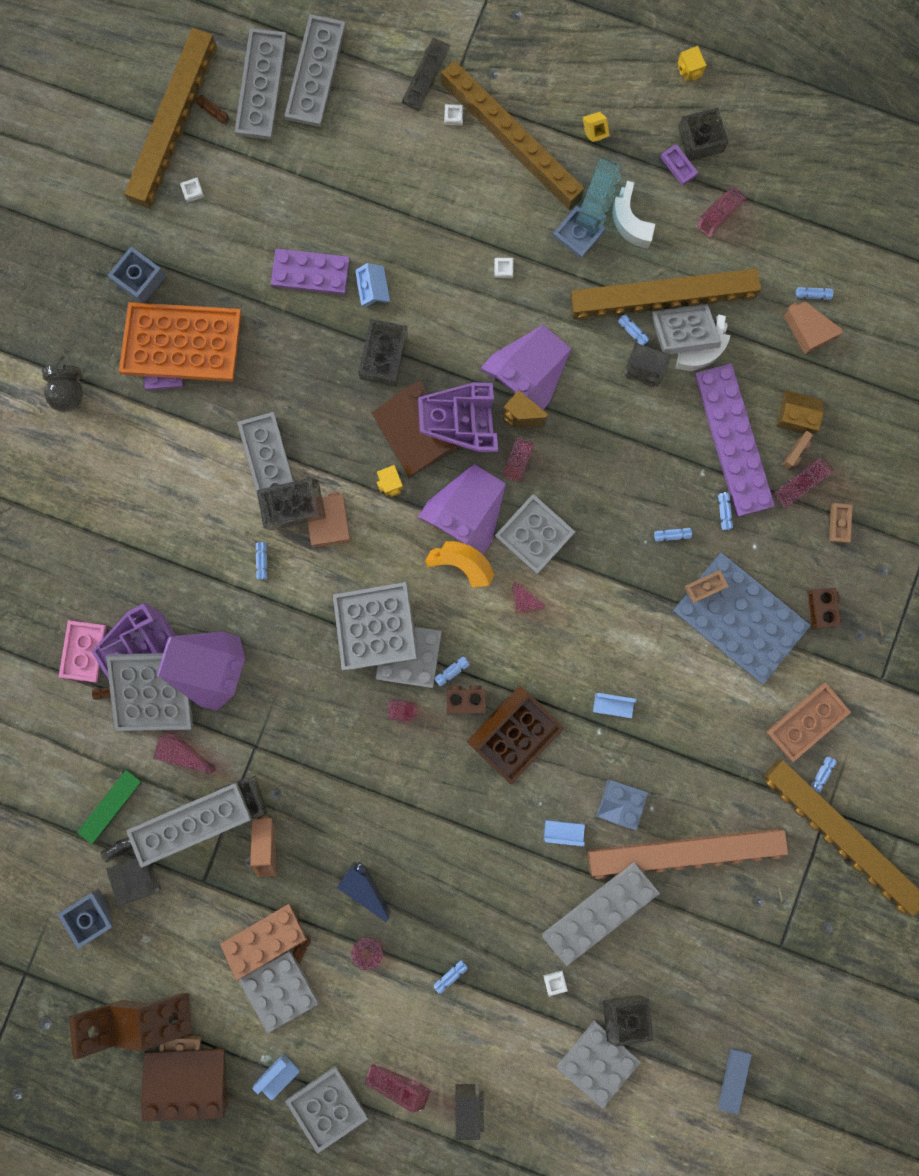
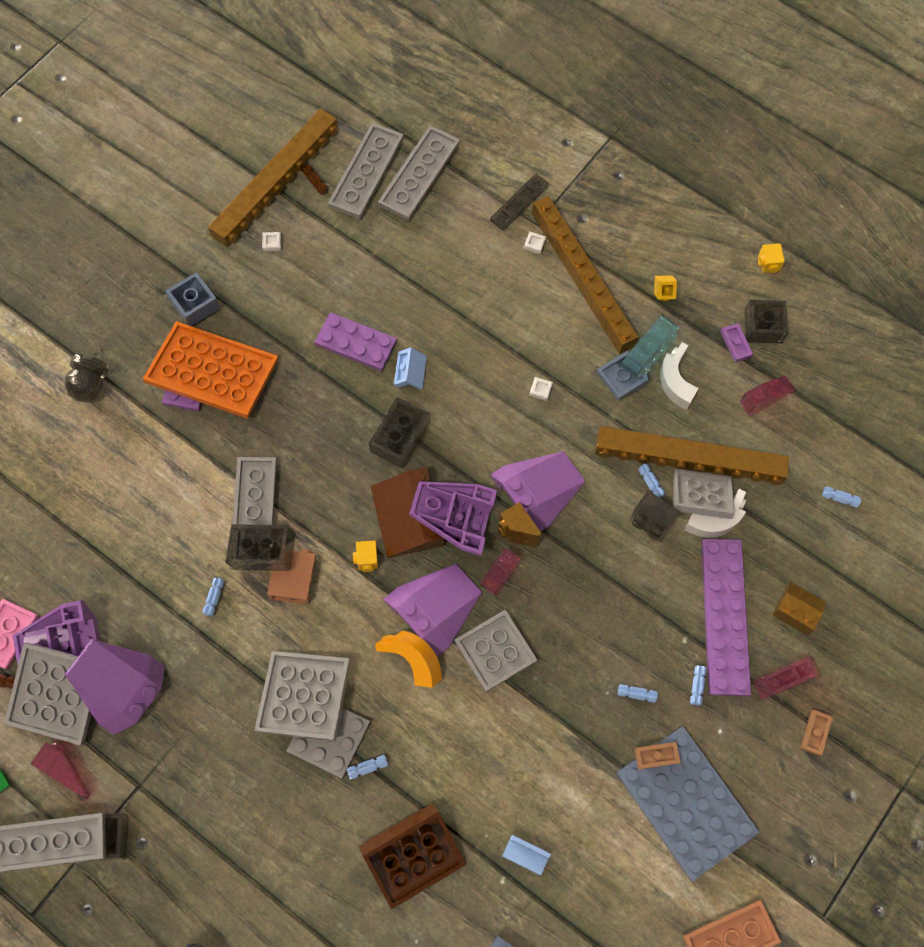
camera: 15 degrees right, 15 degrees down
(263, 847) = (107, 896): nougat slope -> none
(402, 710) = (301, 791): clear pink slope -> none
(465, 706) = (369, 807): reddish brown brick -> none
(524, 600) = (465, 716): clear pink slope -> none
(794, 456) = (794, 640): medium nougat plate -> none
(810, 326) = (830, 527): nougat slope -> none
(818, 608) = (772, 816): reddish brown brick -> none

